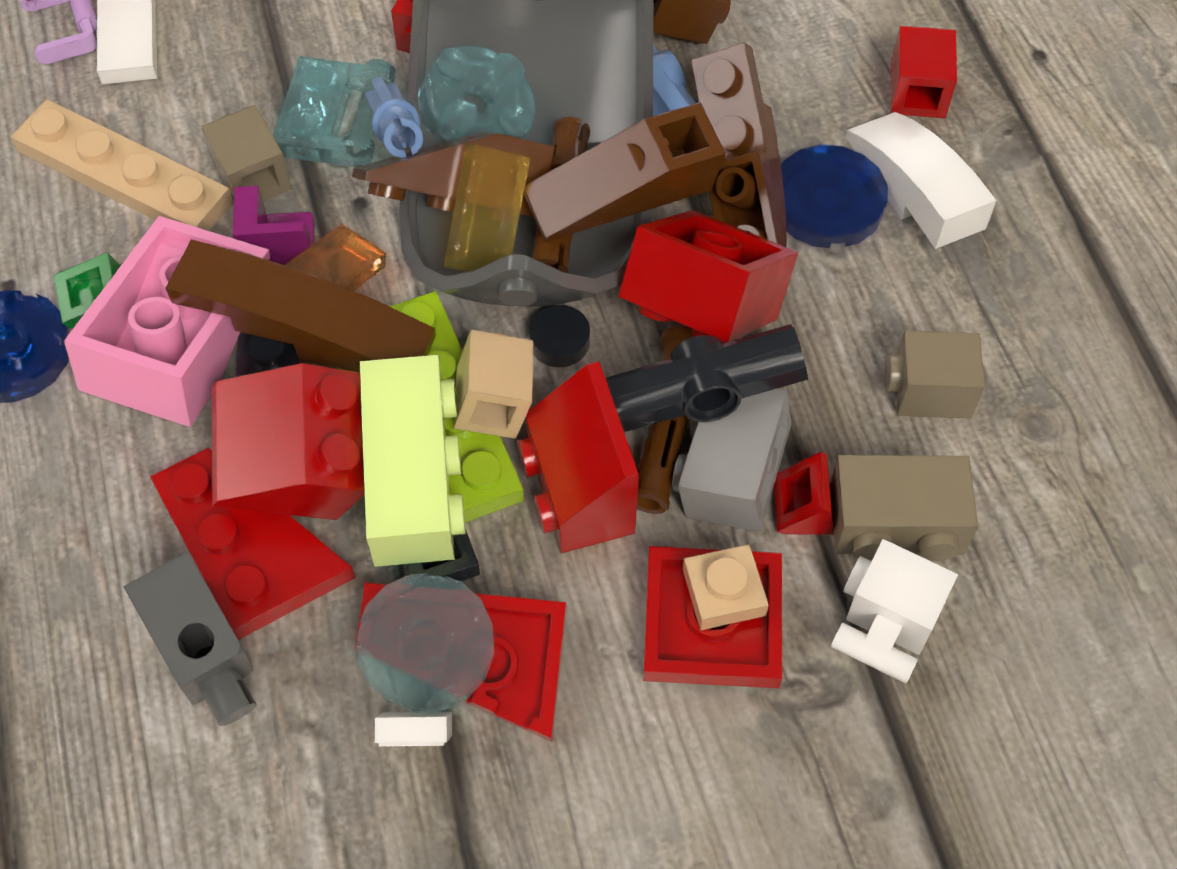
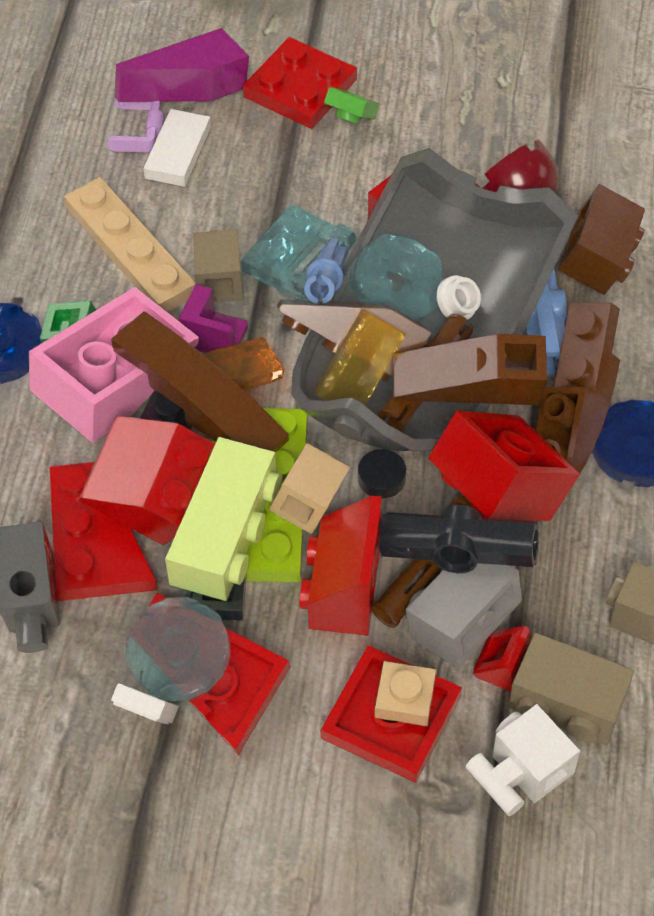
camera: 25 degrees right, 5 degrees down
(557, 96) = (458, 296): none -> white plate

